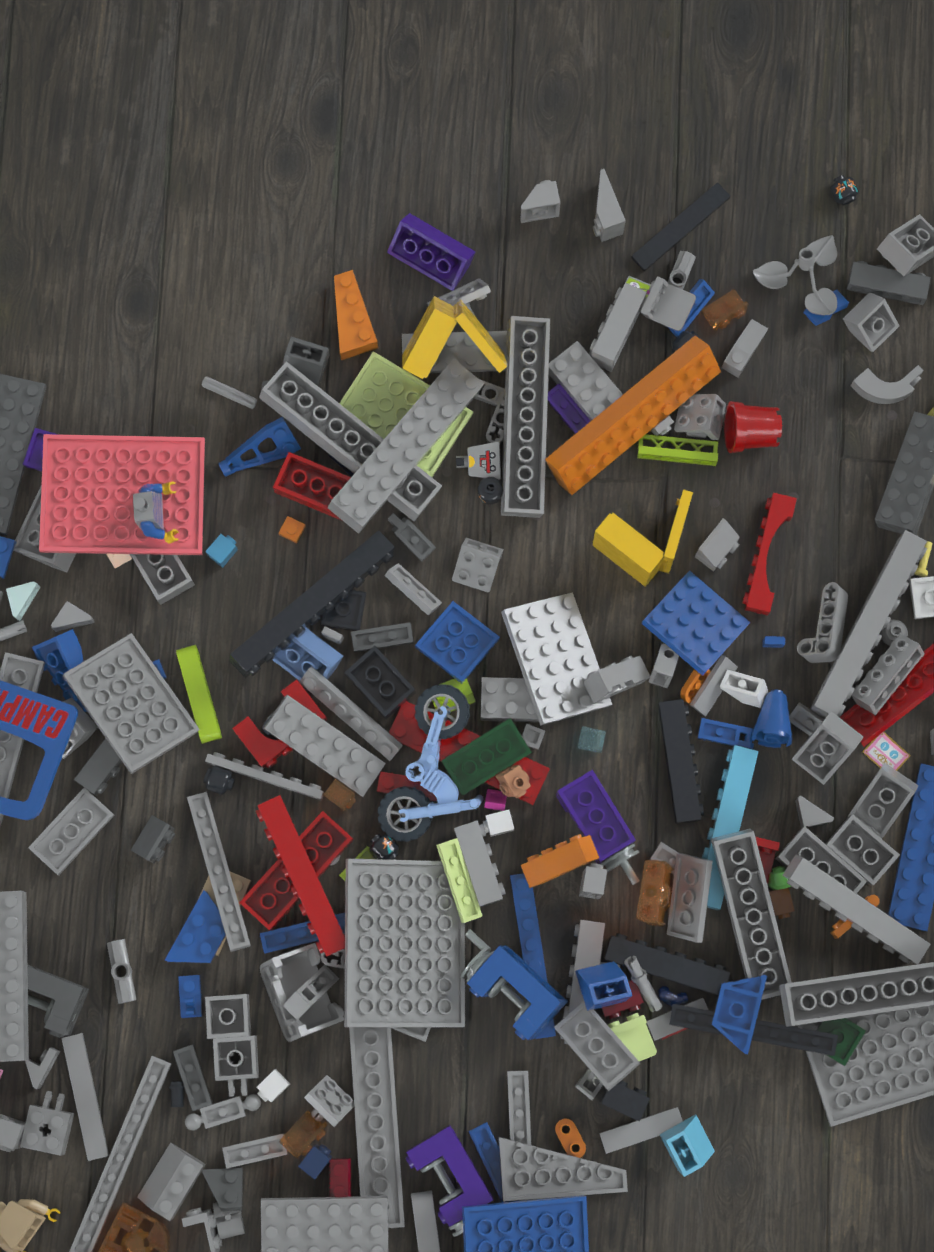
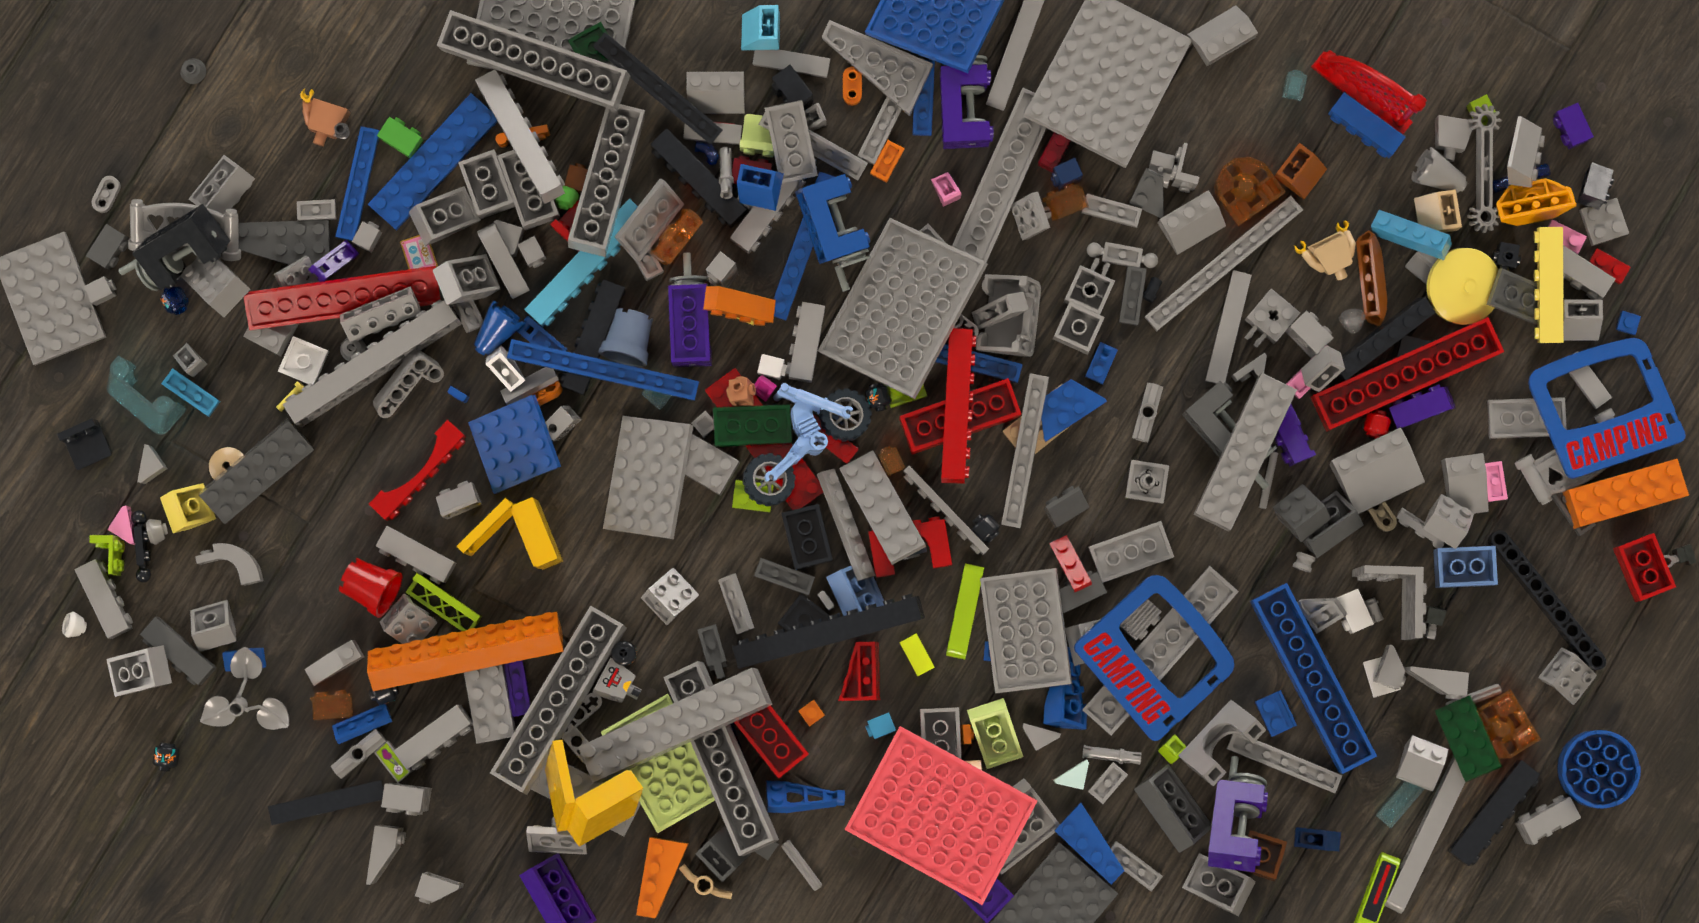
camera: 150 degrees left, 5 degrees up
(29, 768) = (1140, 619): none -> light grey brick
(88, 905) = (1147, 481): none -> light grey plate
(114, 599) = (995, 733): none -> yellowish green slope
(122, 788) = (1070, 563): none -> plate
(139, 583) = (966, 734): none -> orange plate
(149, 511) = (925, 783): torso -> none
(223, 632) = (917, 654): none -> neon yellow tile
(261, 585) = (863, 674): none -> red wedge
(272, 1086) = (1071, 253): white brick -> none
(307, 336) = (713, 890): none -> tan piece
(426, 1085) = (946, 189): none -> bright pink slope
(457, 642) = (723, 537): blue plate -> none
(459, 880) = (830, 336): yellowish green plate -> none
(496, 1081) = (887, 161): none -> orange plate
(552, 1059) = (832, 154): none -> light grey plate
(612, 260) = (406, 797): none -> light grey brick
(616, 678) = (607, 432): light grey wedge -> none
(647, 776) = (628, 338): none -> sand blue piece
(652, 732) = (603, 369): none -> blue plate
(663, 427) = (444, 629): light grey plate -> none
(667, 304) = (380, 731): light grey bracket -> none
(696, 1059) = (717, 92): none -> light grey slope
(728, 478) = (415, 554): none -> light grey brick
(738, 1010) = (661, 108): blue wing -> none
(781, 810) = (532, 252): none -> light grey brick
(805, 786) = (503, 260): none -> light grey beam

